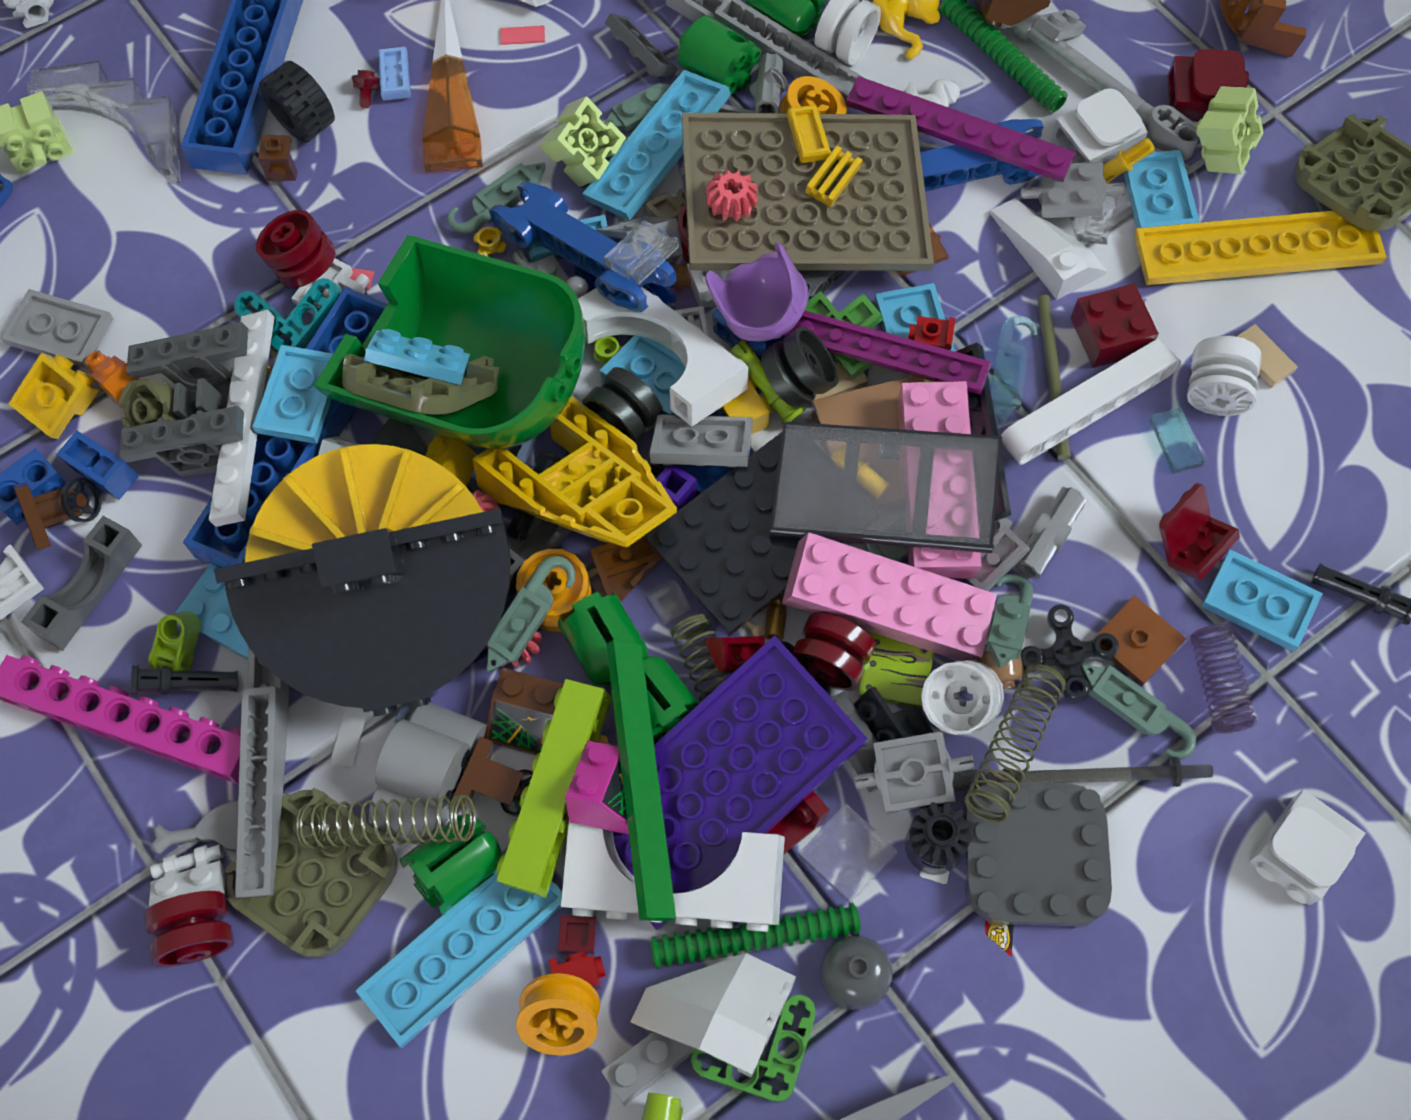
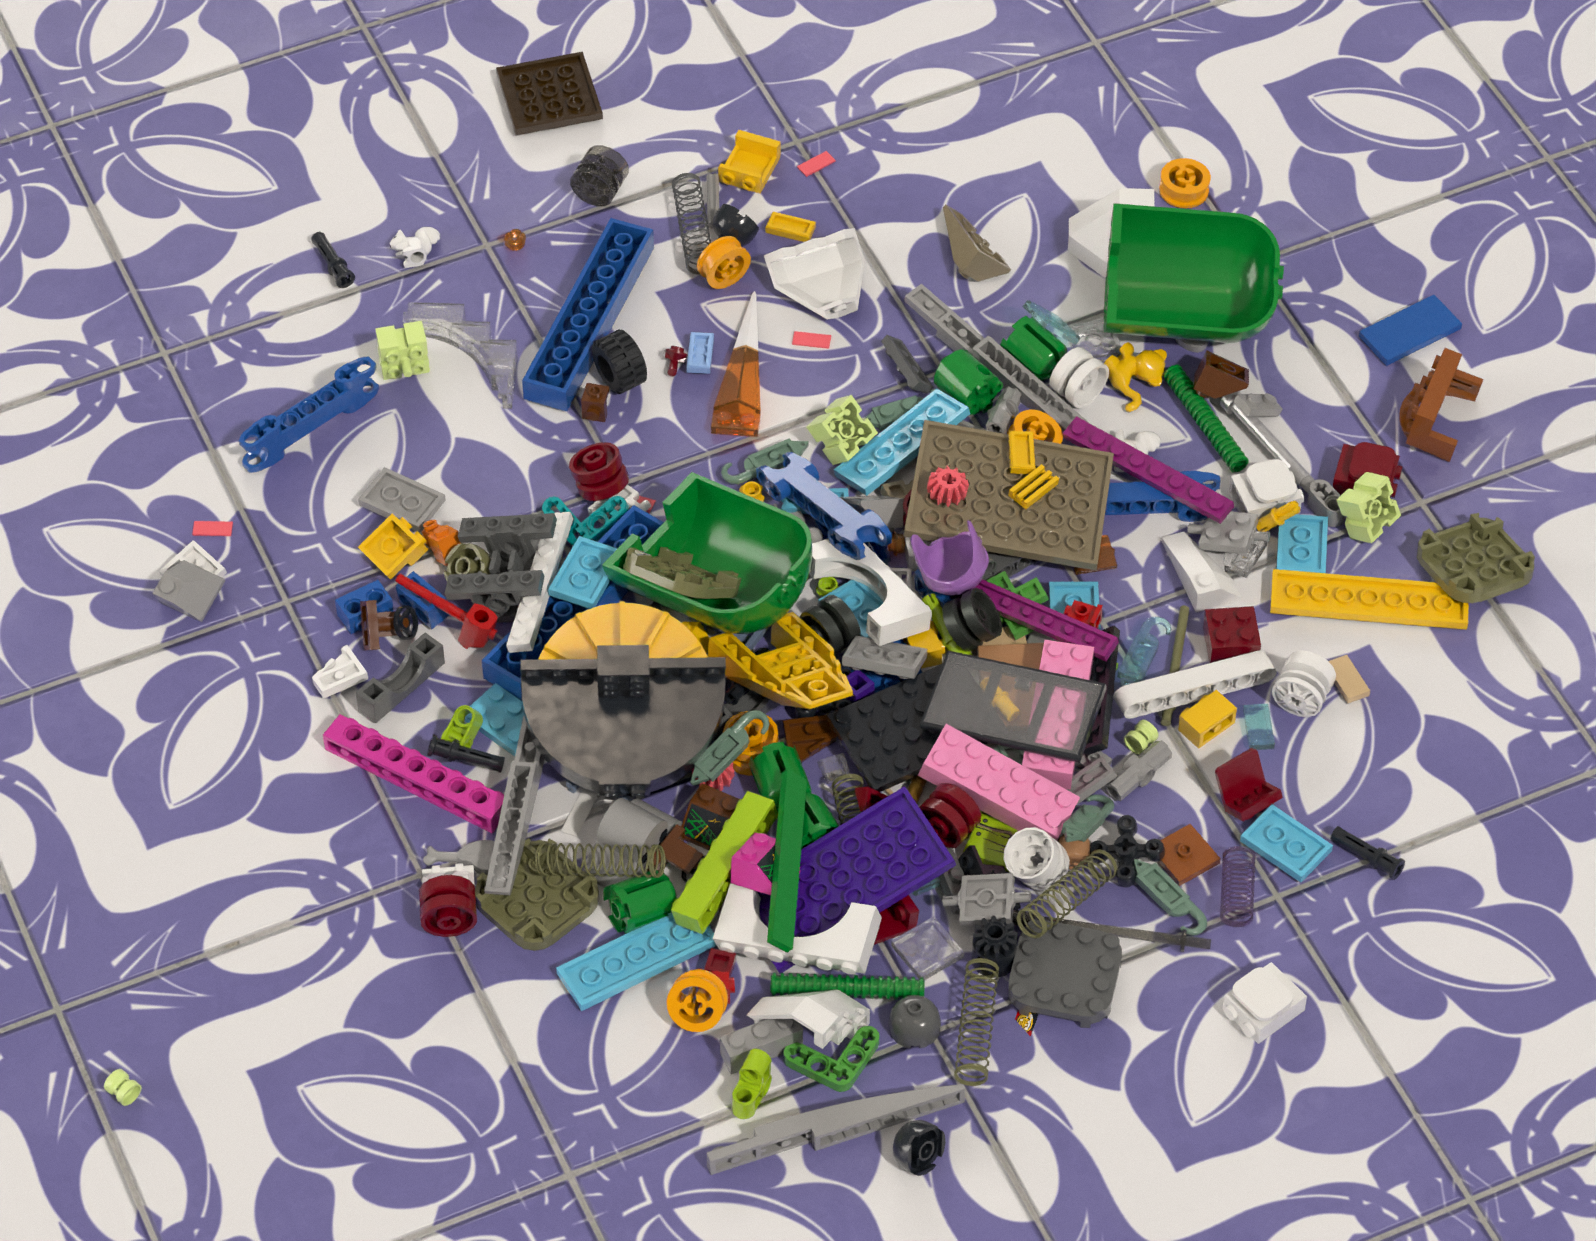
camera: 10 degrees right, 15 degrees down
(170, 487) = (477, 624): none -> red piece
(417, 356) = (682, 558): medium azure plate -> none
(641, 252) = (868, 515): clear plate -> none
(957, 1045) = (979, 1067): none -> olive piece
(1042, 482) = (1144, 734): none -> yellowish green wheel
(1114, 443) = (1207, 718): none -> yellow brick

